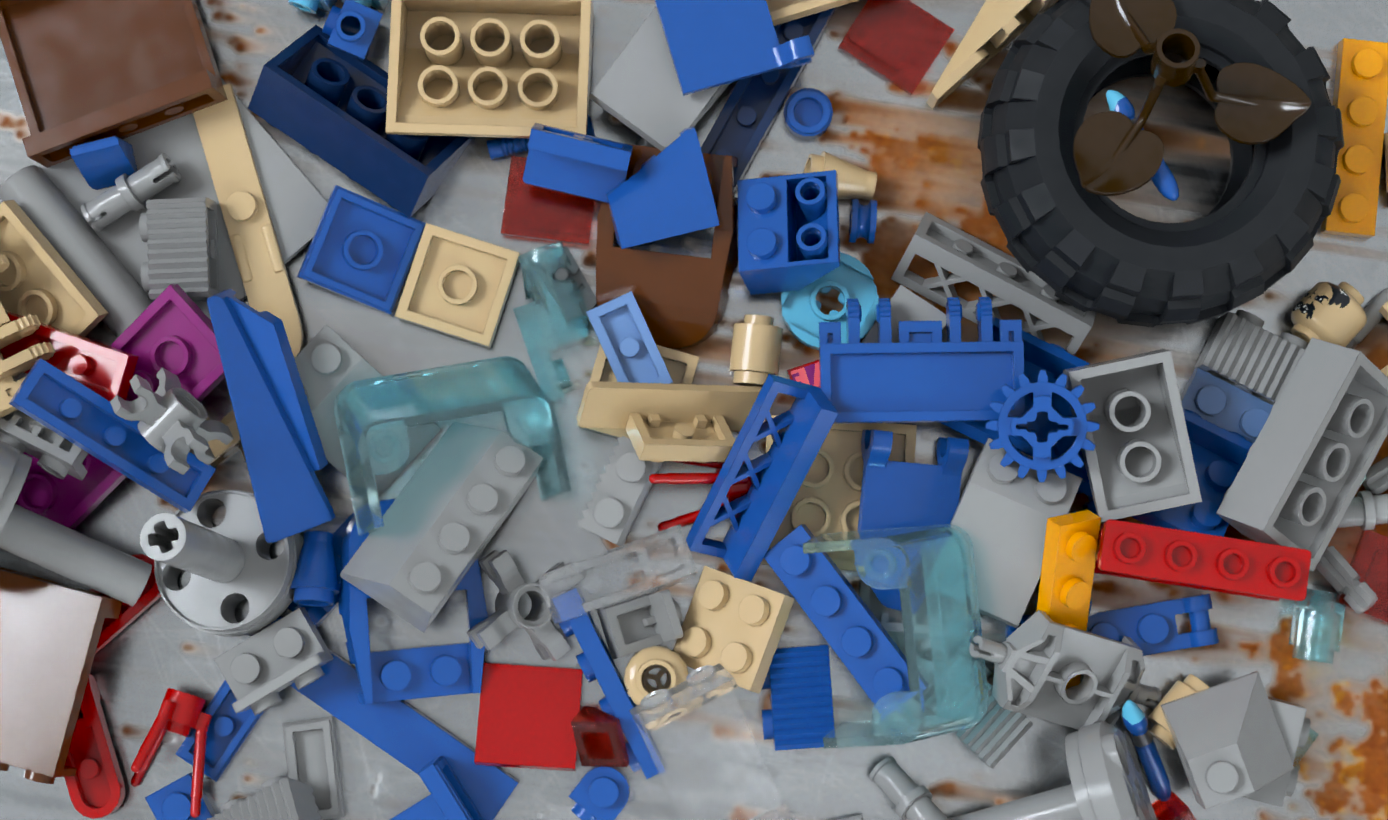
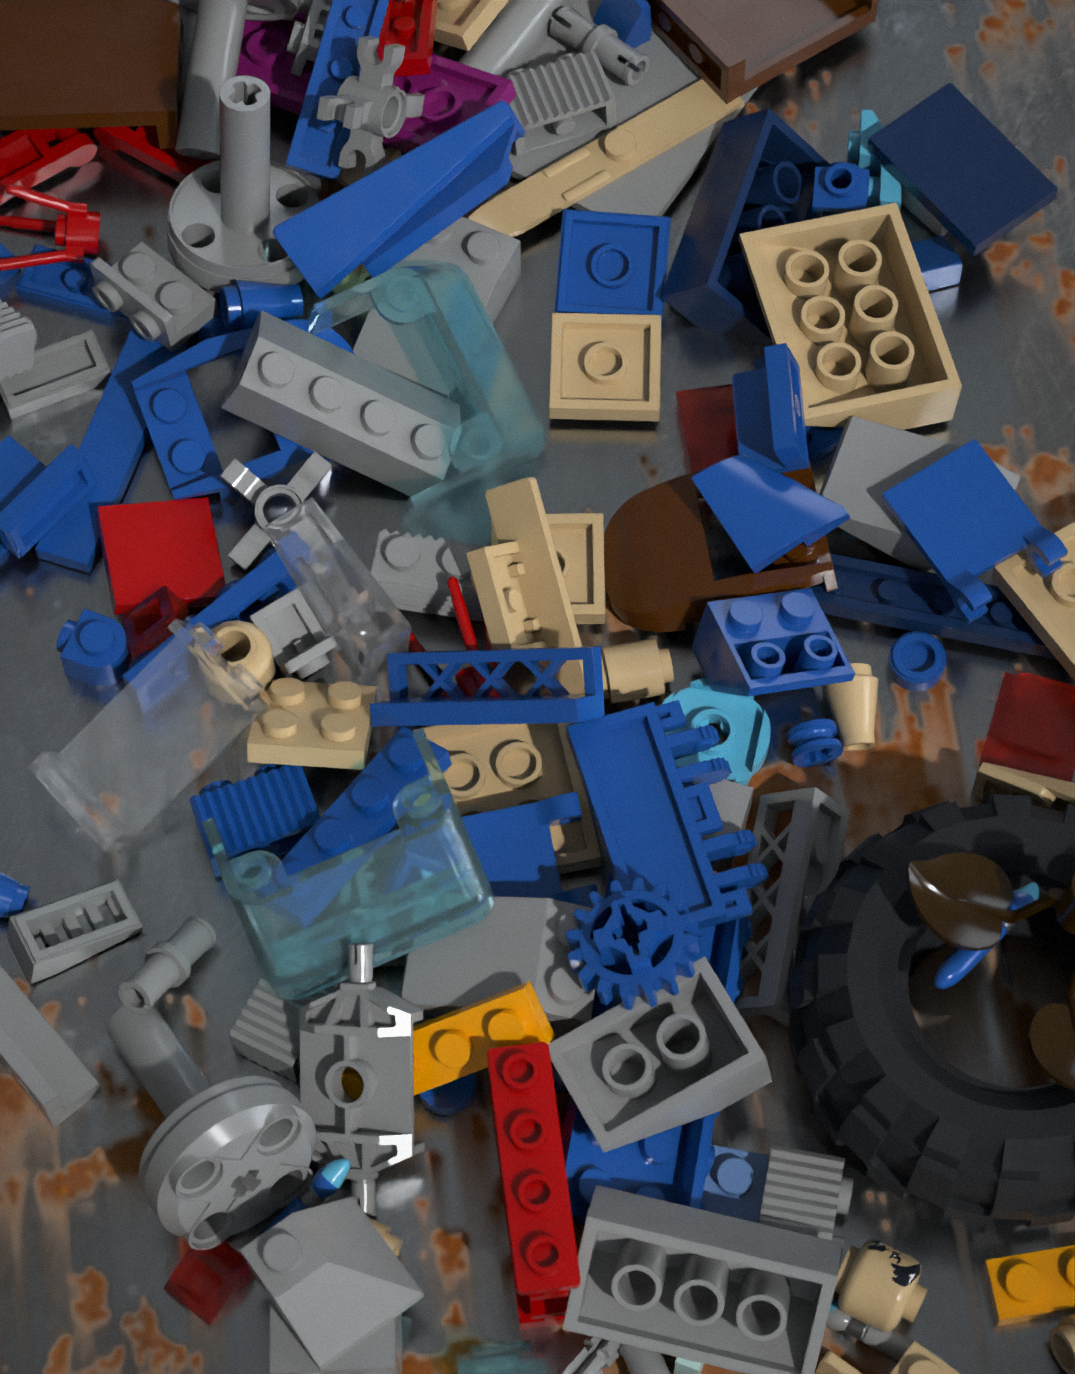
camera: 75 degrees right, 20 degrees down
(556, 314) = (602, 462): clear light blue plate -> none
(628, 341) = (597, 530): medium blue plate -> none
(1154, 624) = (447, 1190): blue plate -> none

